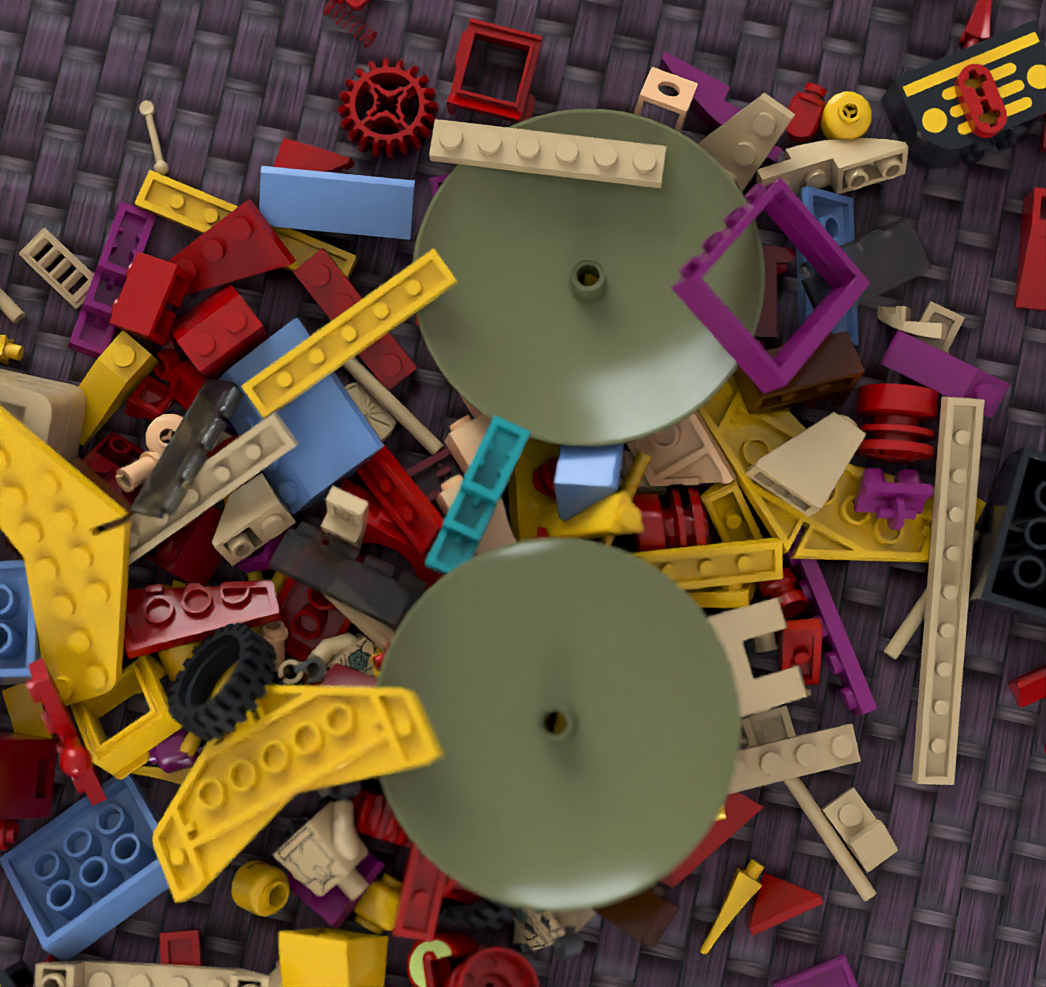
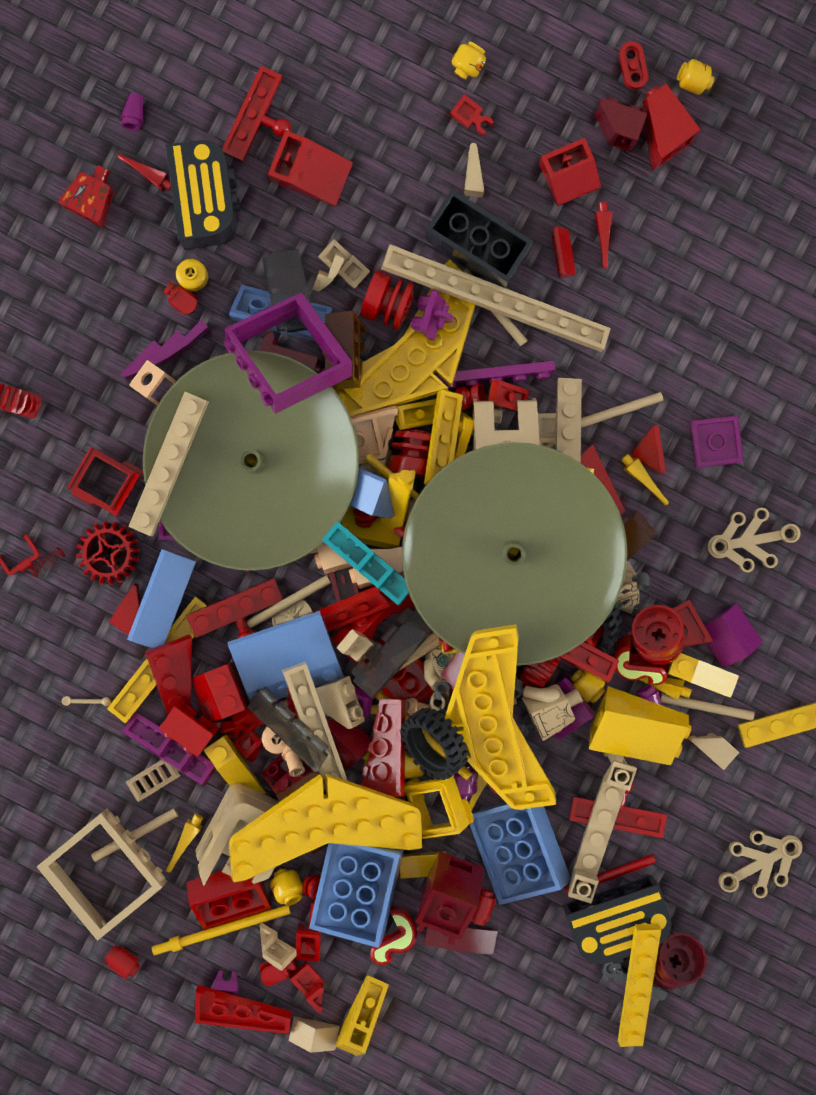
camera: 80 degrees left, 5 degrees up
(74, 756) = (456, 842): red plate -> none
(260, 888) = (559, 753): yellow head -> none
(349, 334) = (247, 613): yellow plate -> none
(748, 138) = (190, 340): tan wing -> none
(809, 464) = (399, 359): tan slope -> none
(838, 163) = (217, 289): tan slope -> none
(860, 829) = (621, 391): tan slope -> none
(943, 372) = (365, 262): magenta slope -> none
(988, 97) = (207, 186): red beam -> none

